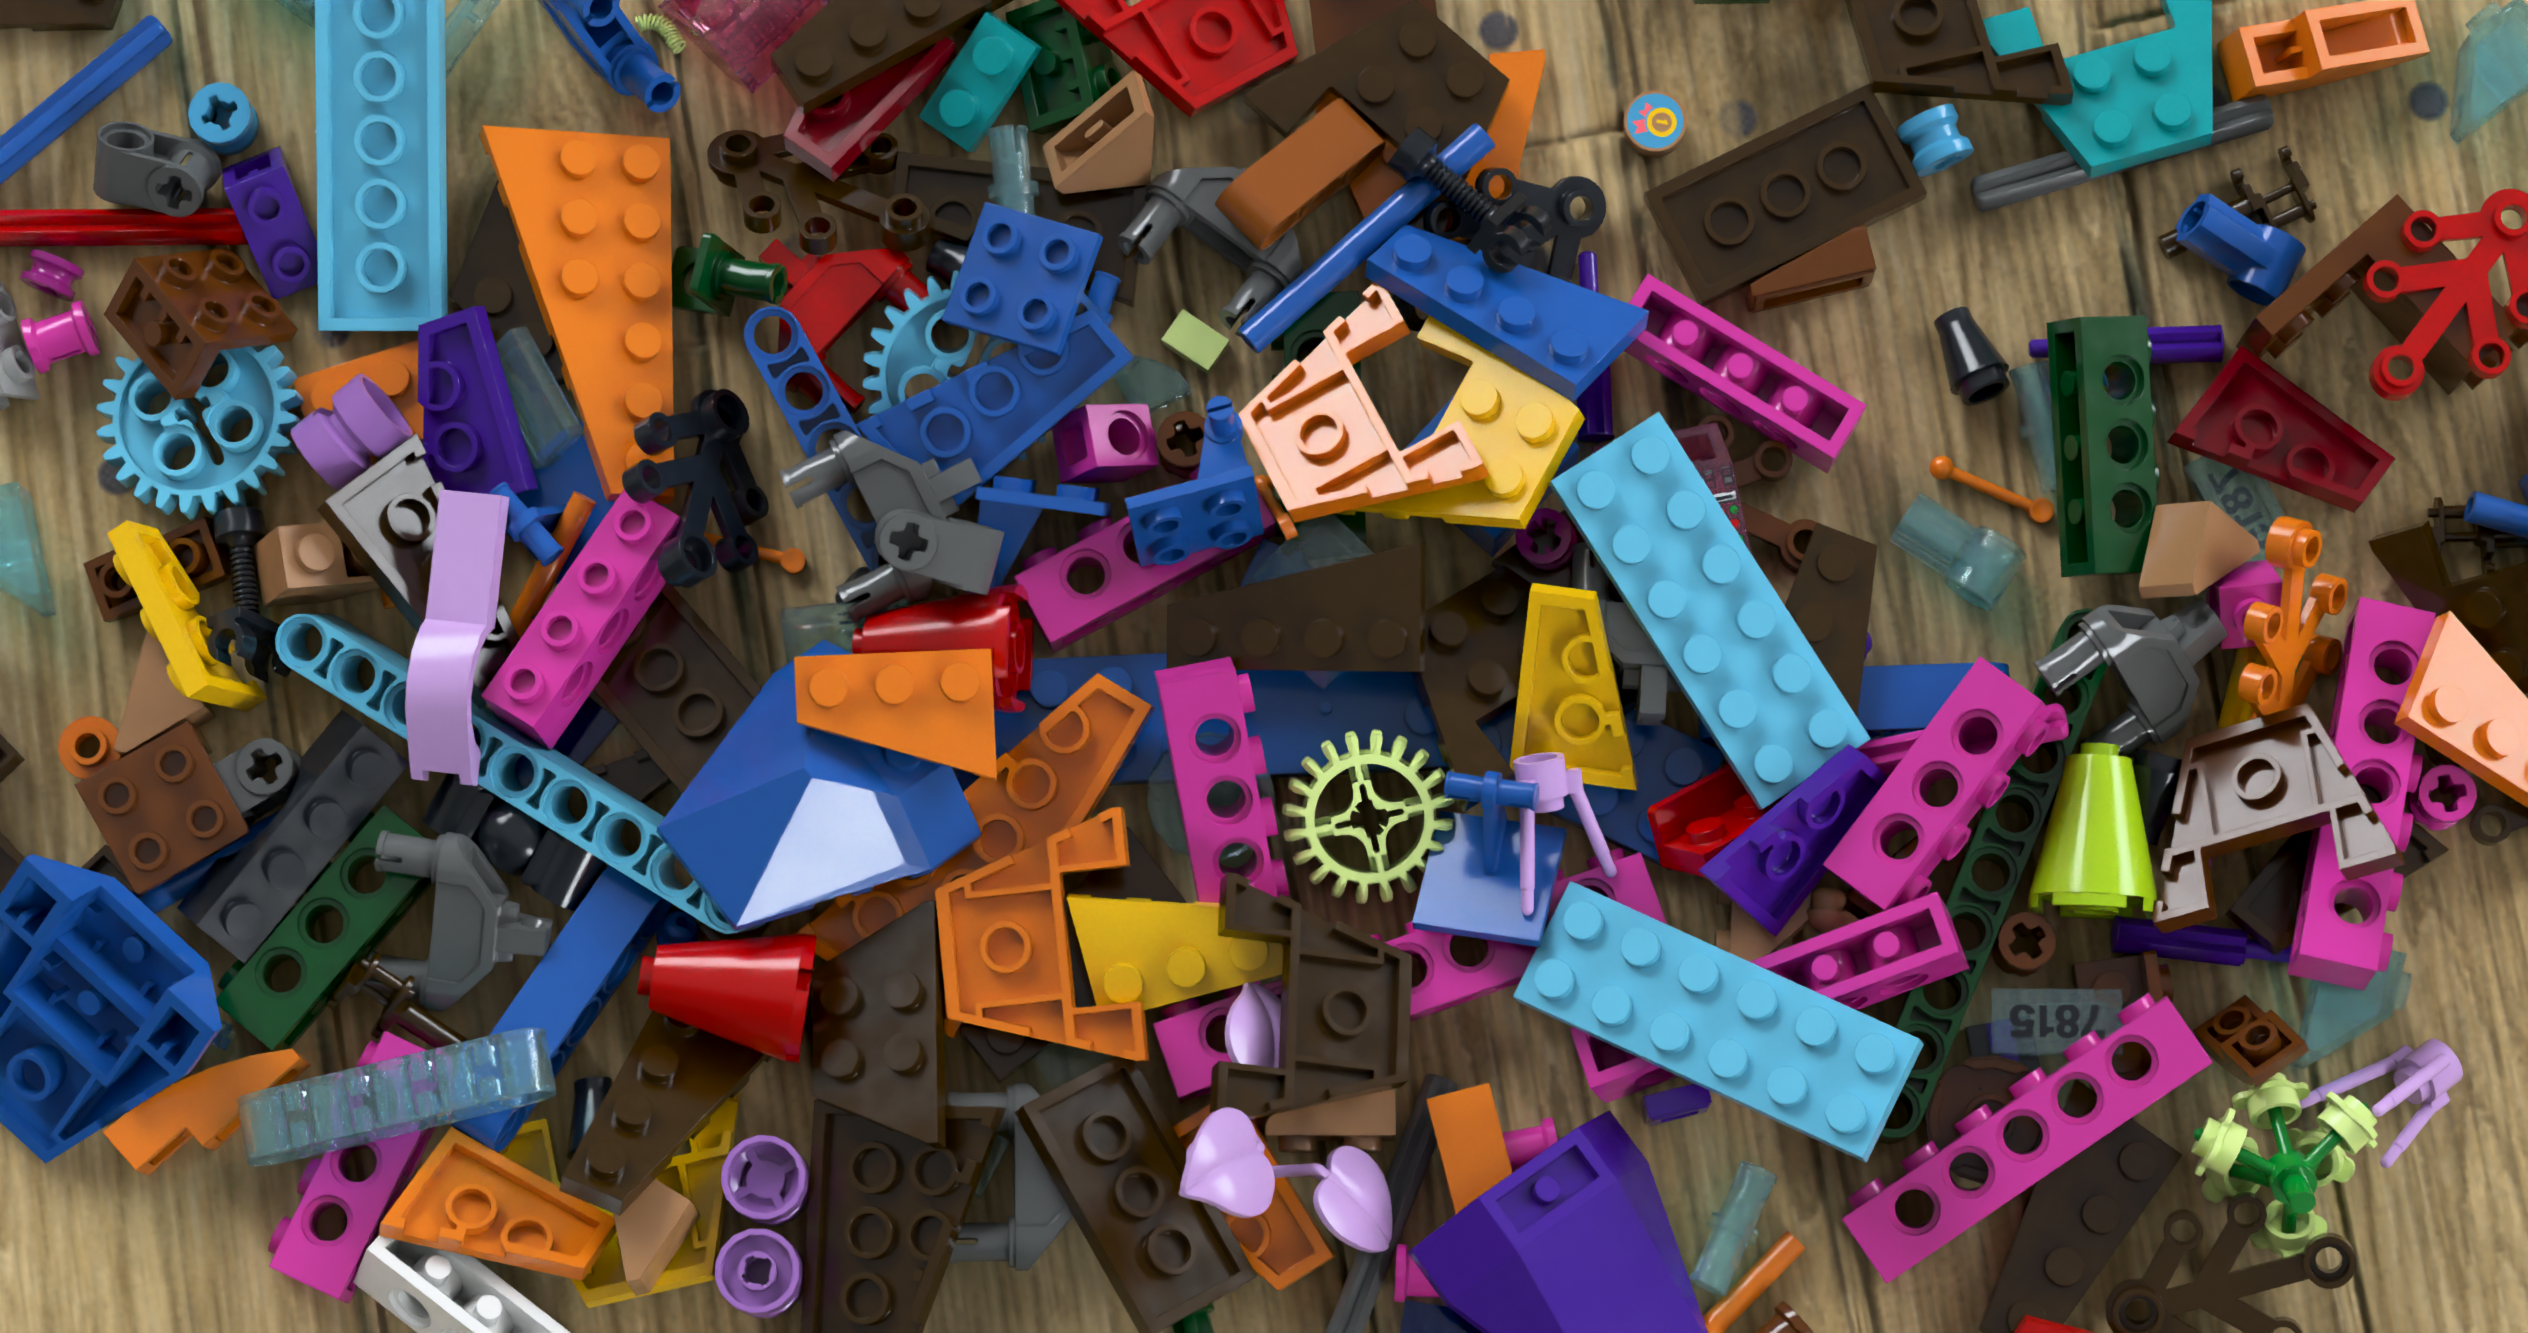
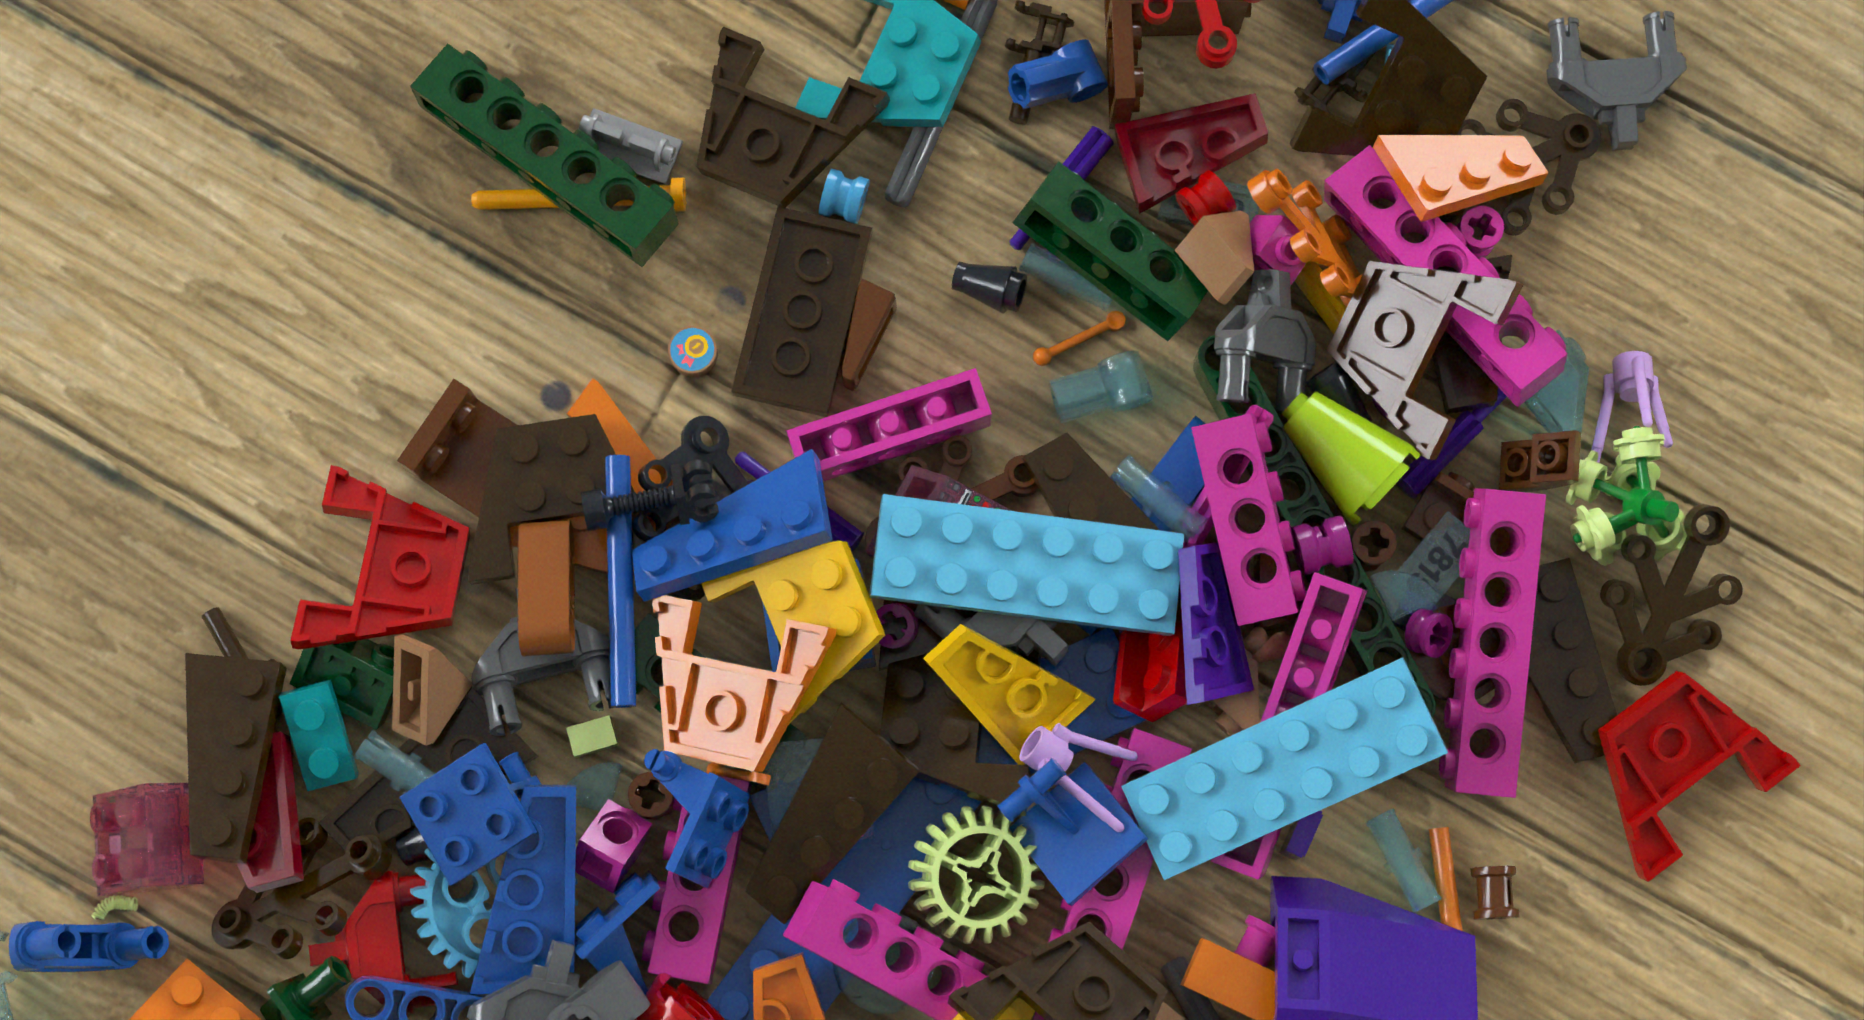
camera: 55 degrees left, 0 degrees up
(1887, 689) = (1158, 498): none -> clear light blue pin
(1976, 886) = (1322, 545): none -> magenta wheel
(1984, 1081) = (1428, 633): none -> magenta bush
(1999, 1009) = (1402, 592): none -> clear light blue tile
(2239, 493) = (1205, 198): none -> red wheel

